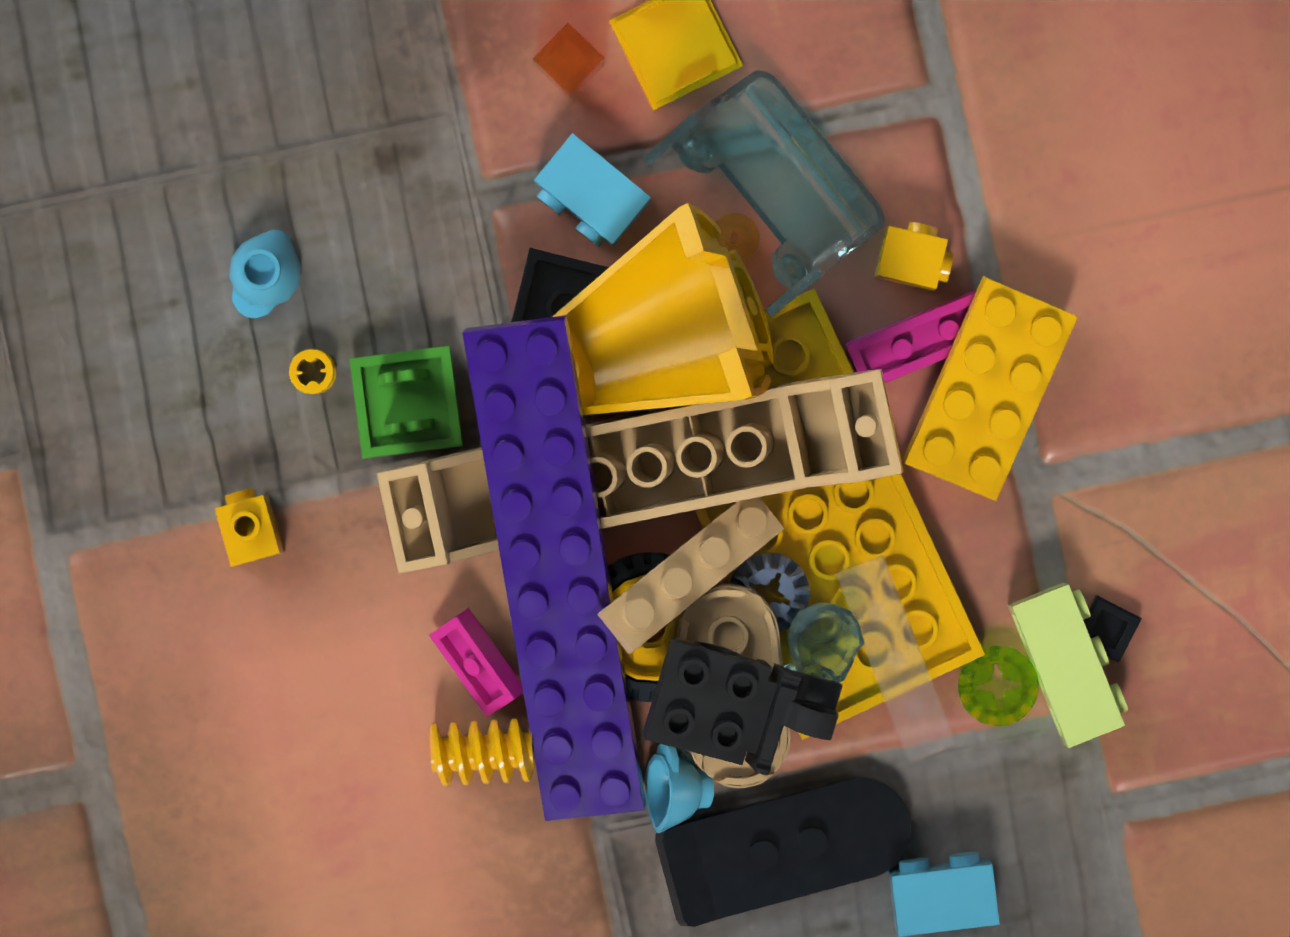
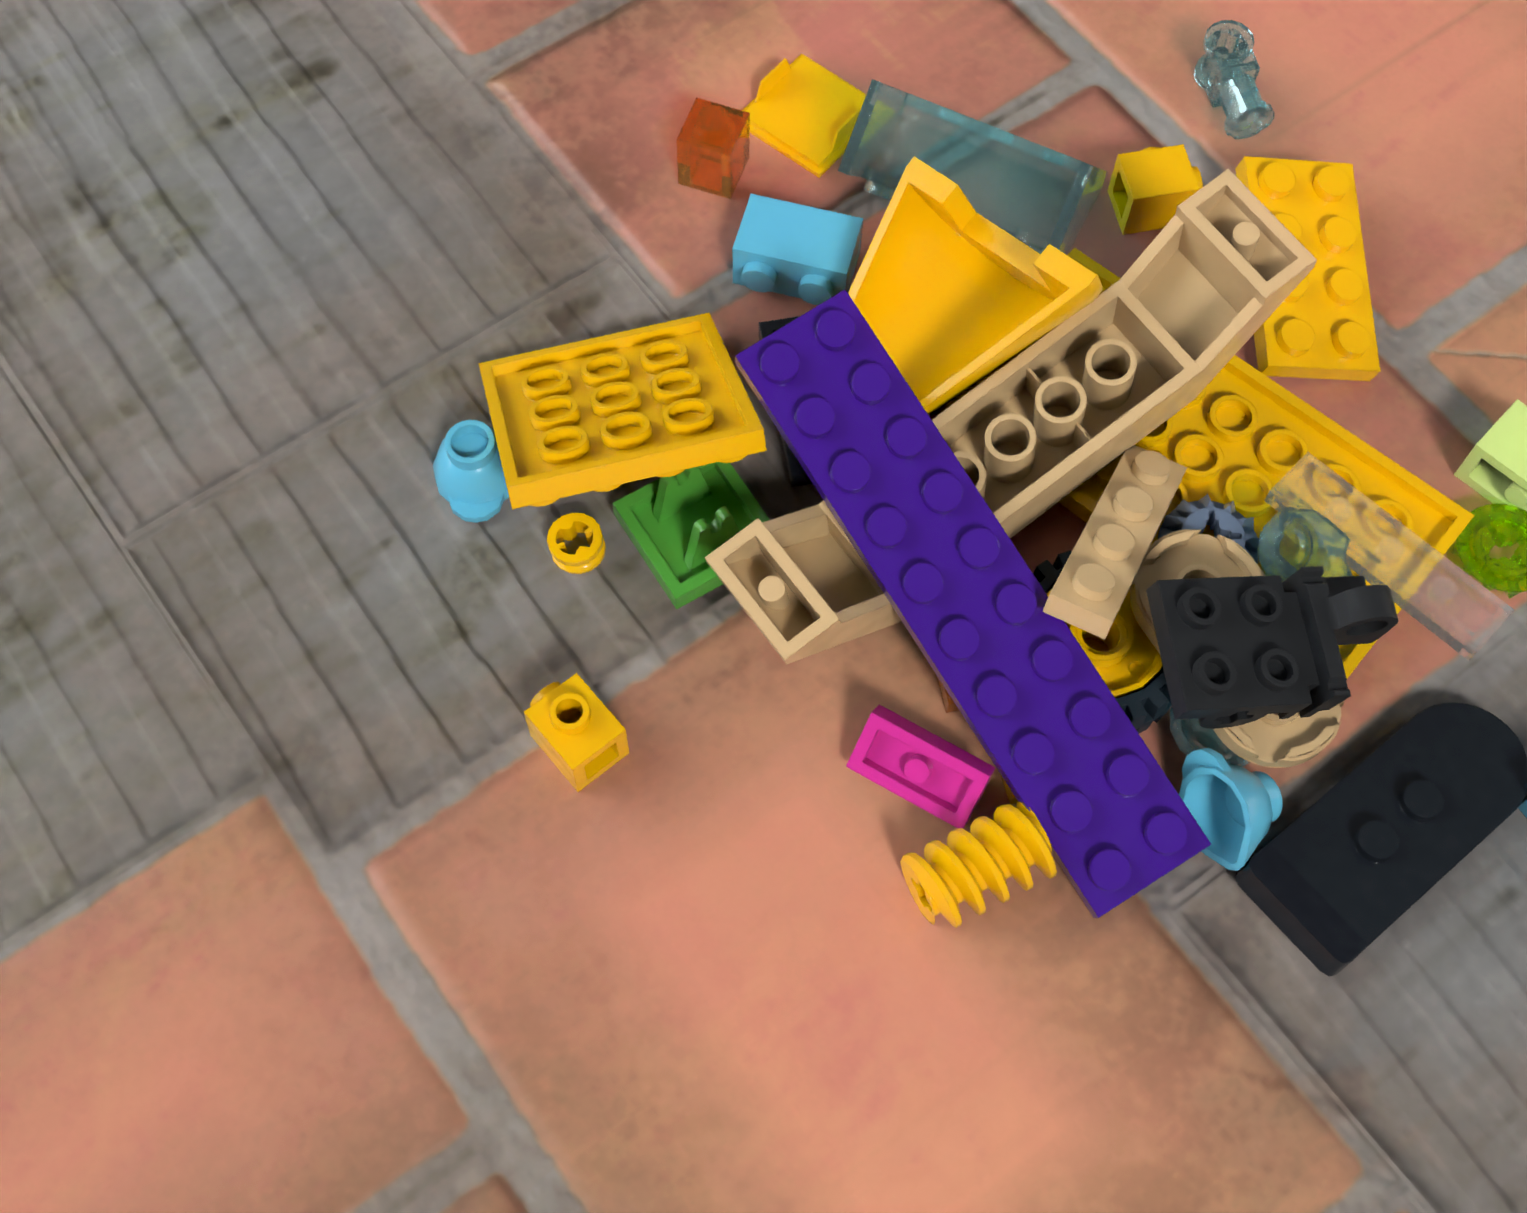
camera: 25 degrees left, 25 degrees down
(378, 291) = (618, 410): none -> yellow plate
(1040, 182) = (1229, 78): none -> clear light blue connector

